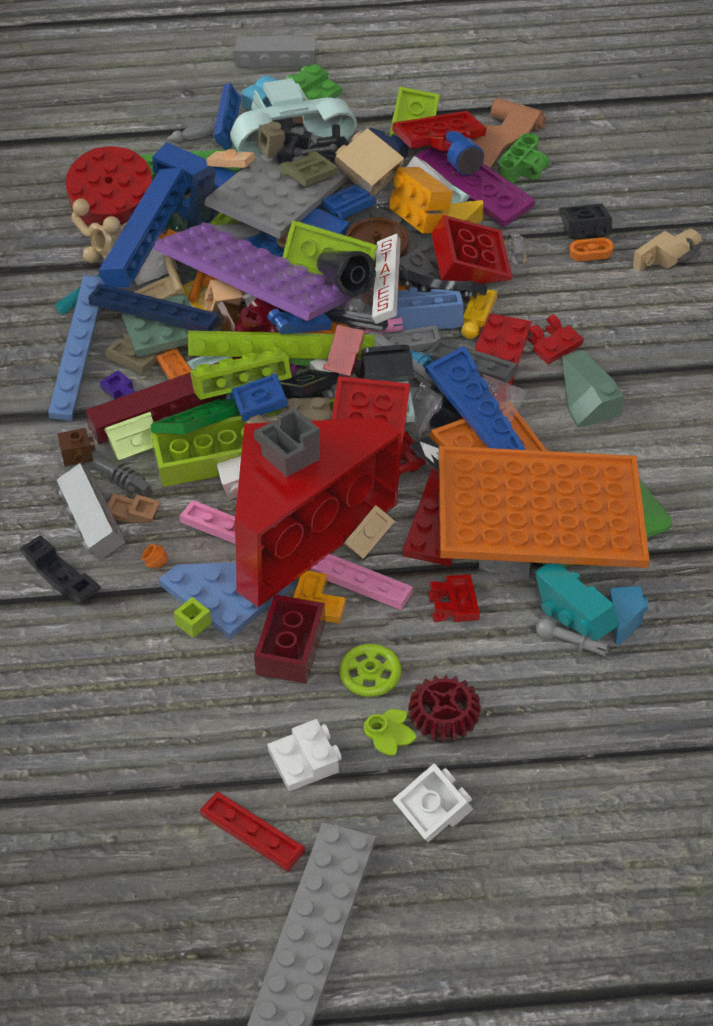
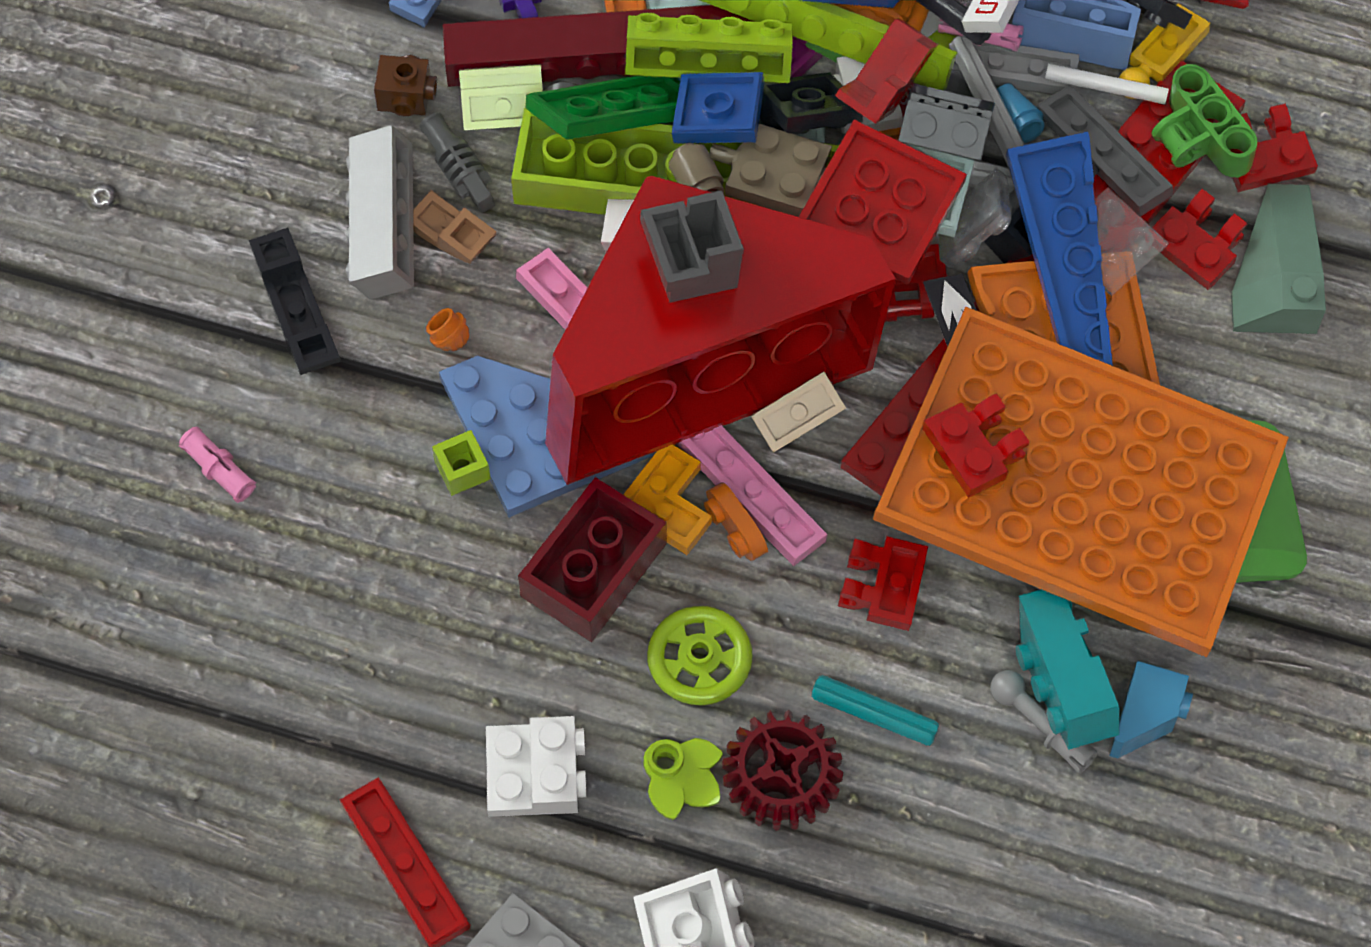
camera: 20 degrees right, 15 degrees up
(50, 665) = (217, 464): none -> bright pink pin
(360, 596) = (743, 532): none -> orange plate
(457, 332) = (1106, 83): none -> white bar
(476, 508) = (966, 450): none -> red plate
(480, 663) = (875, 710): none -> teal axle
(519, 332) = (1191, 136): none -> bright green piece
(541, 396) = (1192, 247): none -> red plate

